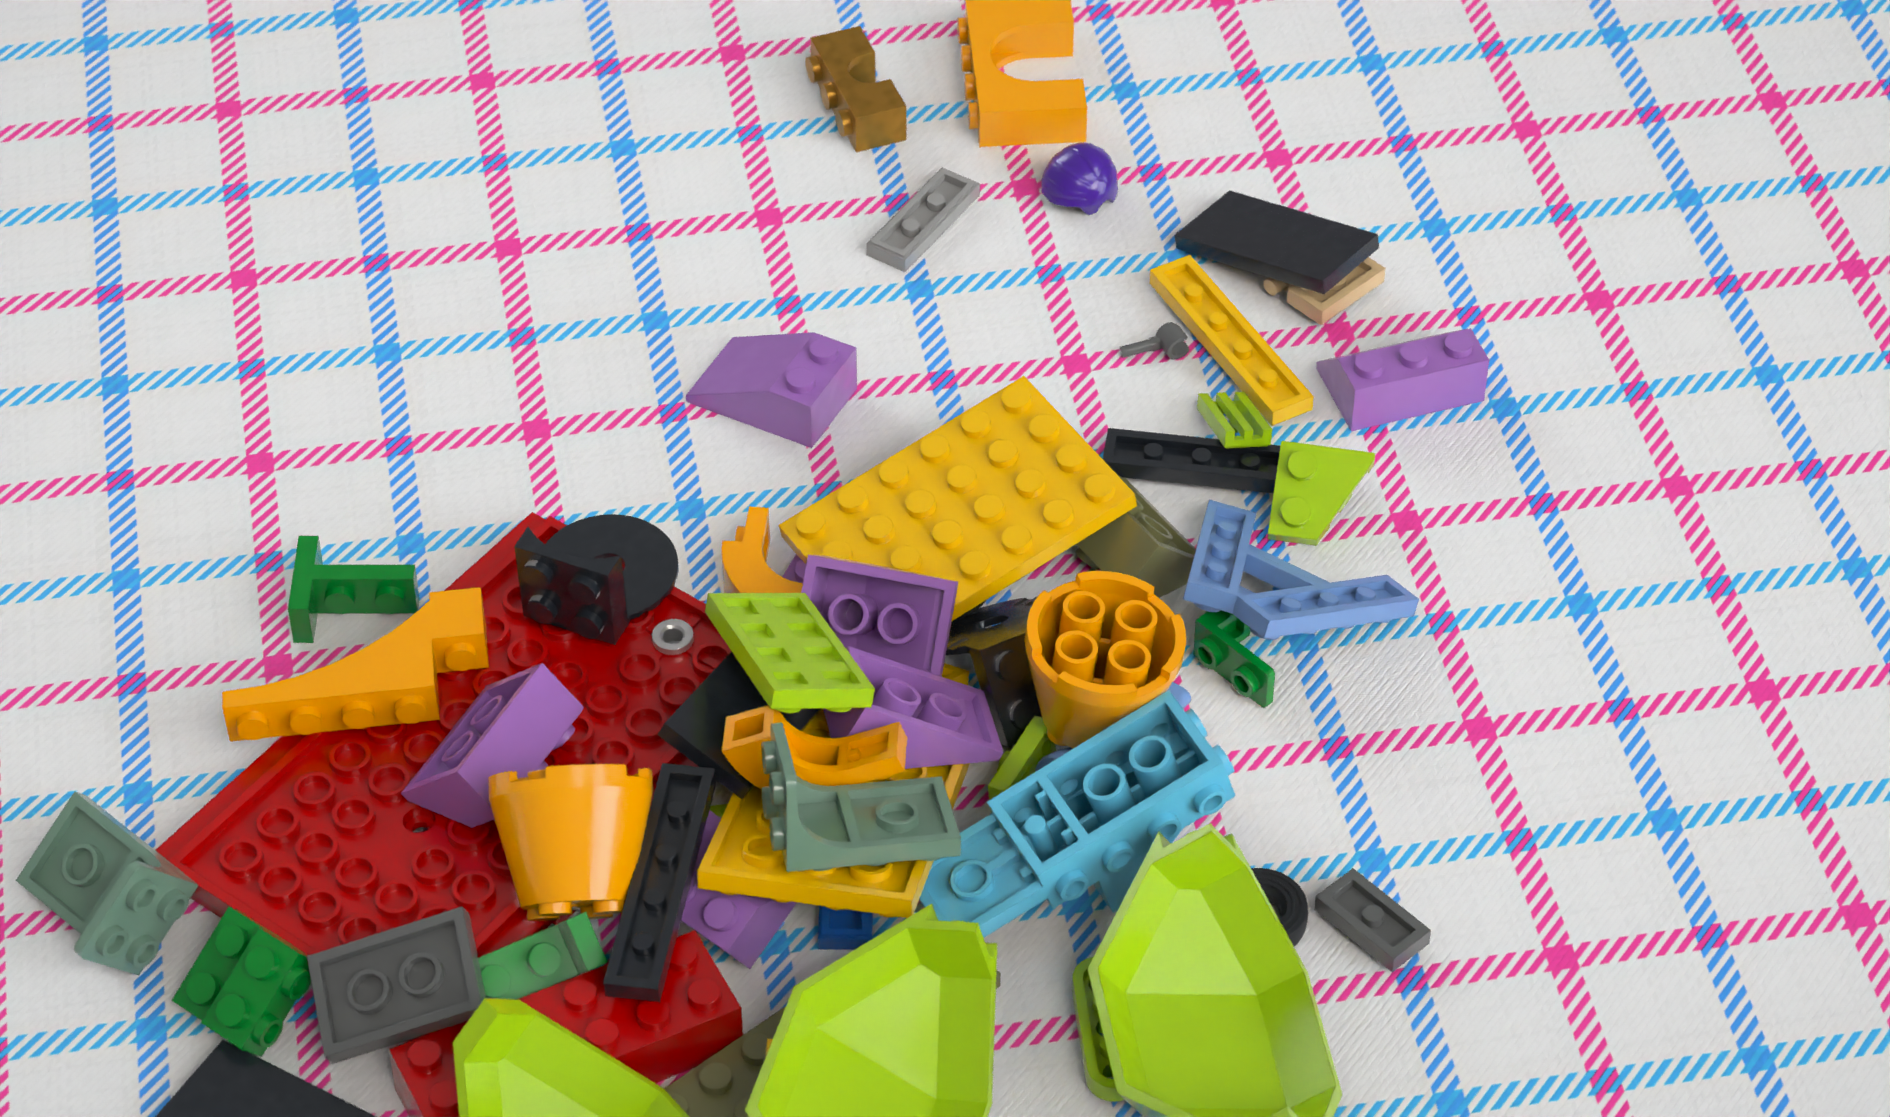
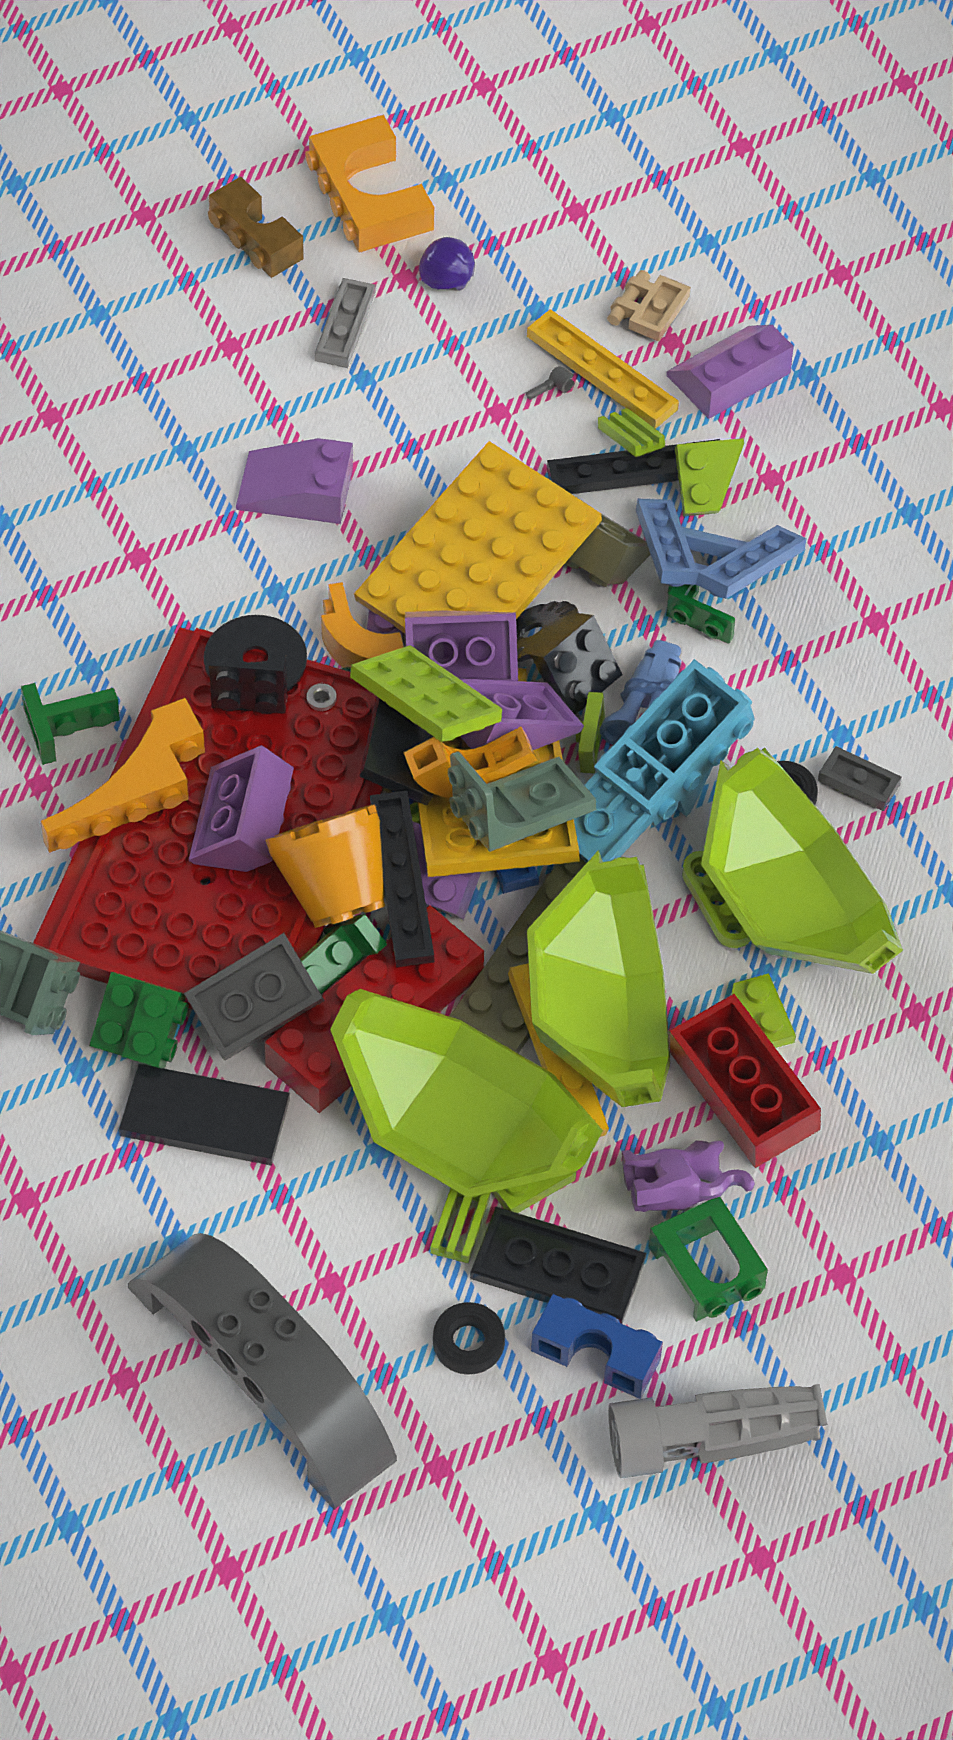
camera: 20 degrees left, 10 degrees up
(1100, 652) = (637, 644): light orange cone -> none
(1277, 241) = (608, 284): black tile -> none

